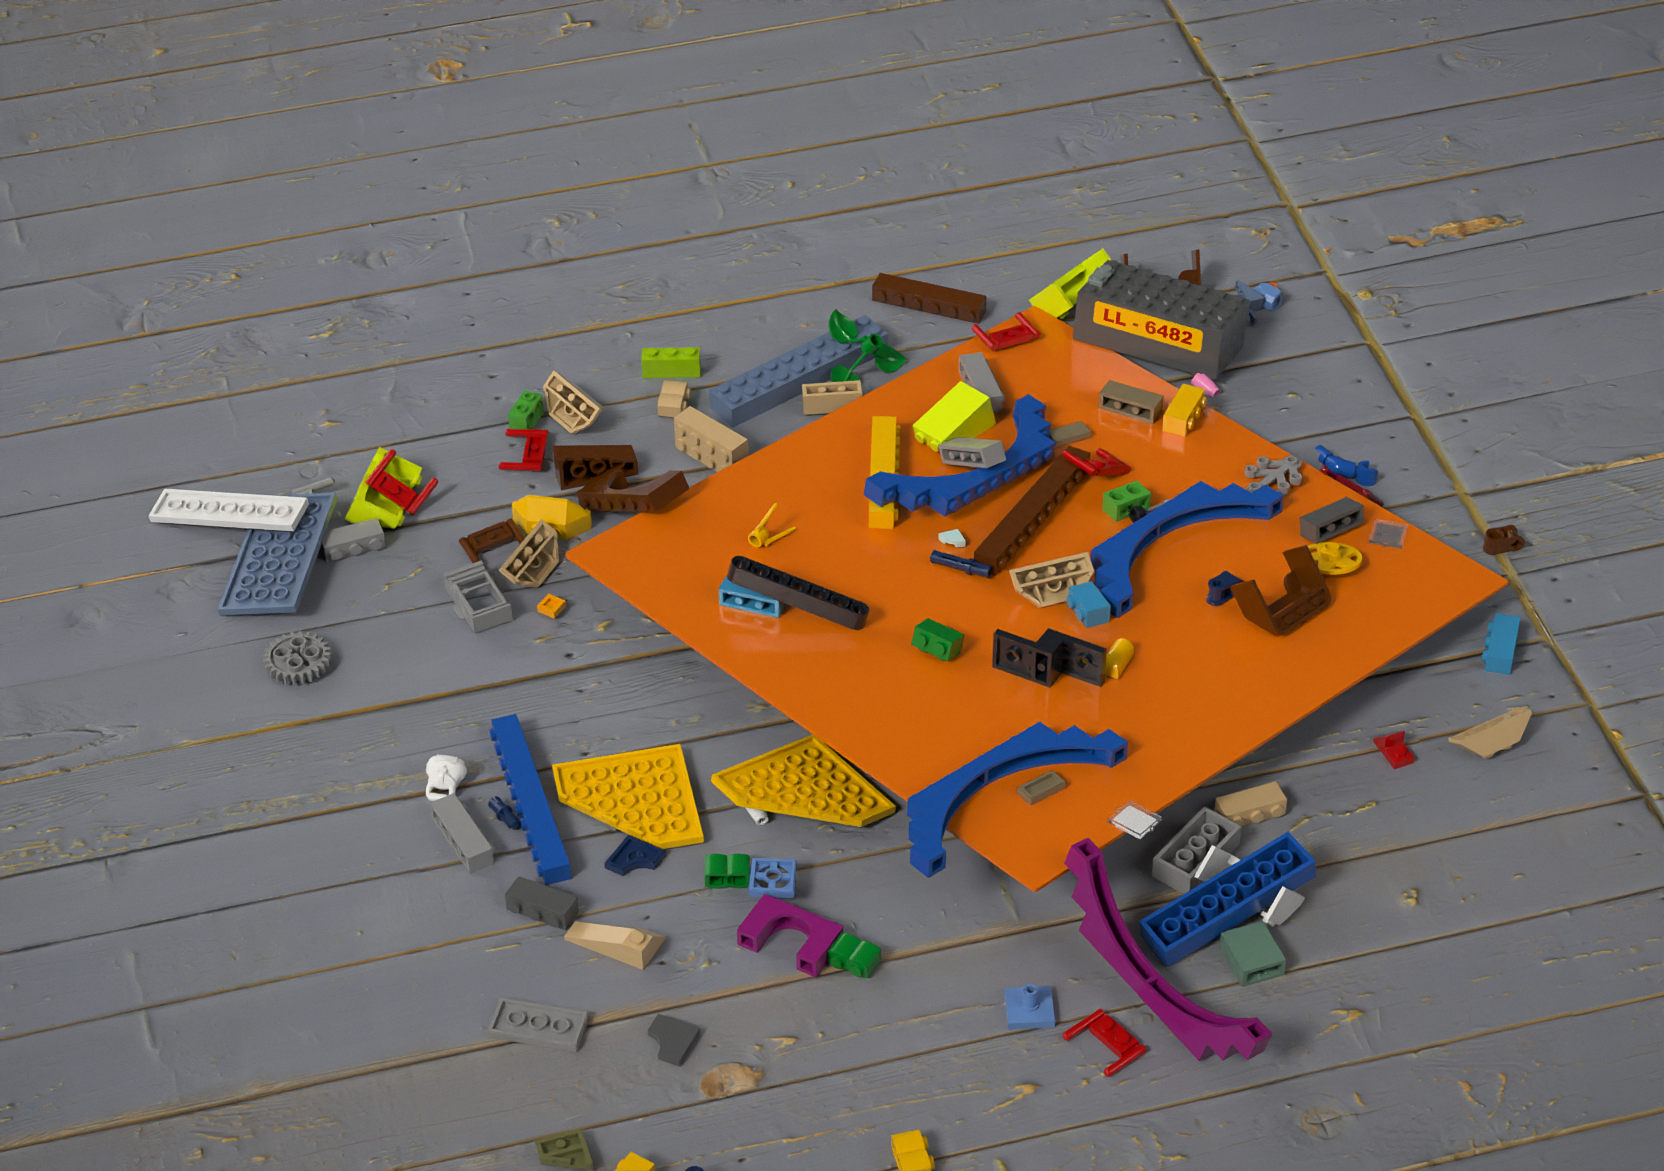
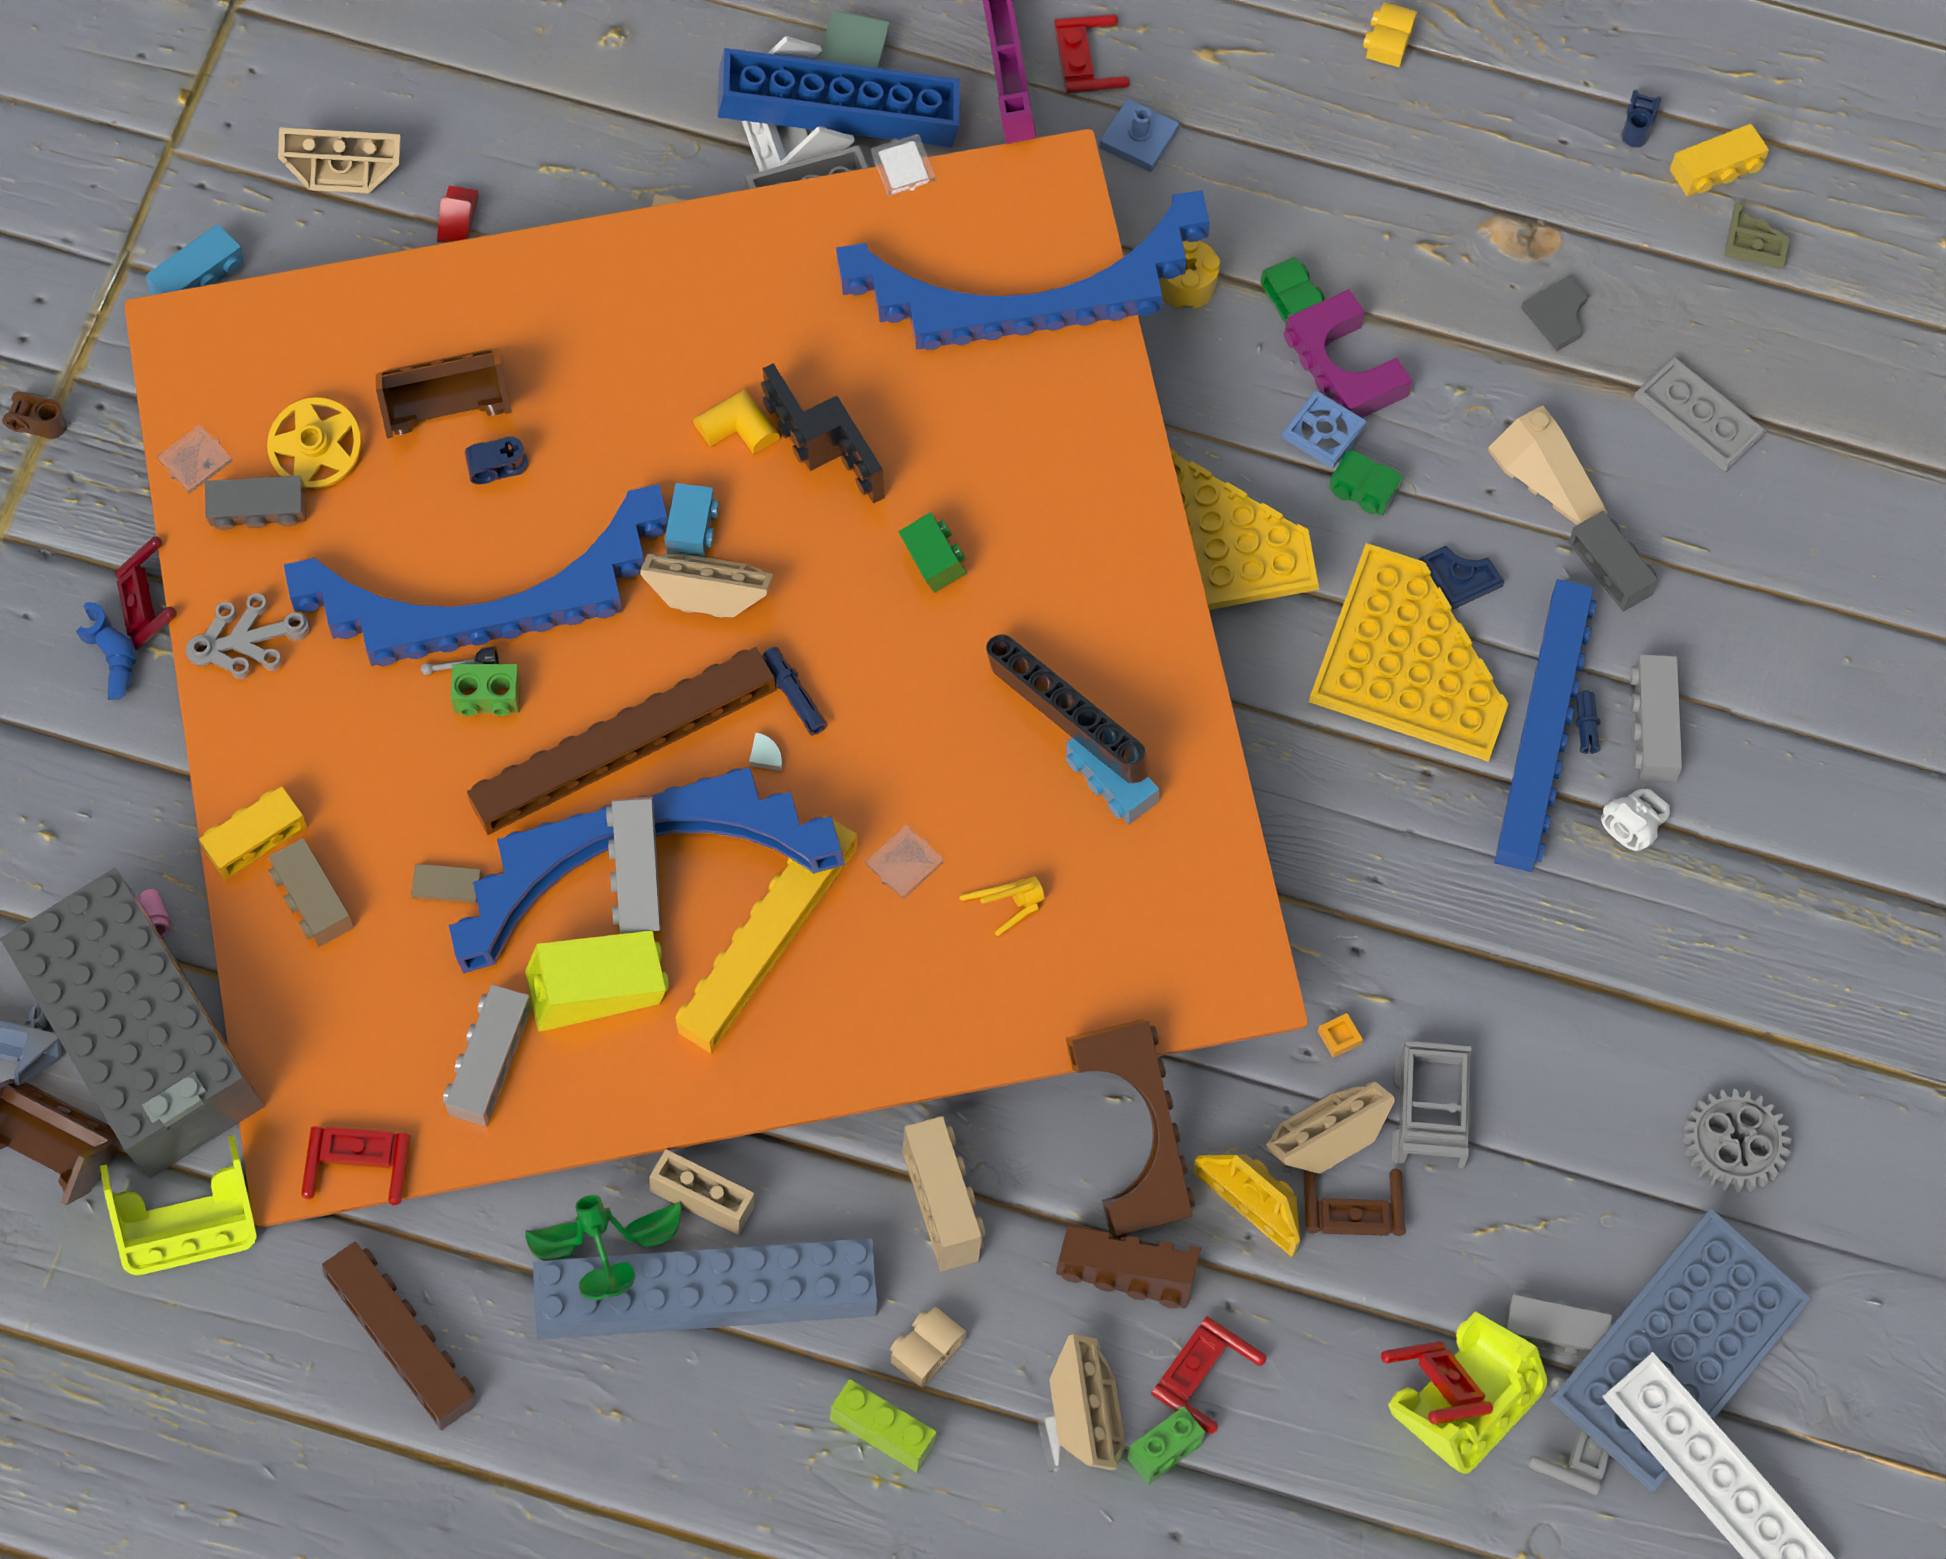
camera: 155 degrees left, 20 degrees up
(838, 529) = (904, 861): none -> clear piece
(928, 928) = (1200, 277): none -> yellow brick
(1041, 787) = (975, 264): dark tan tile -> none
(1099, 466) = (464, 766): red plate -> none

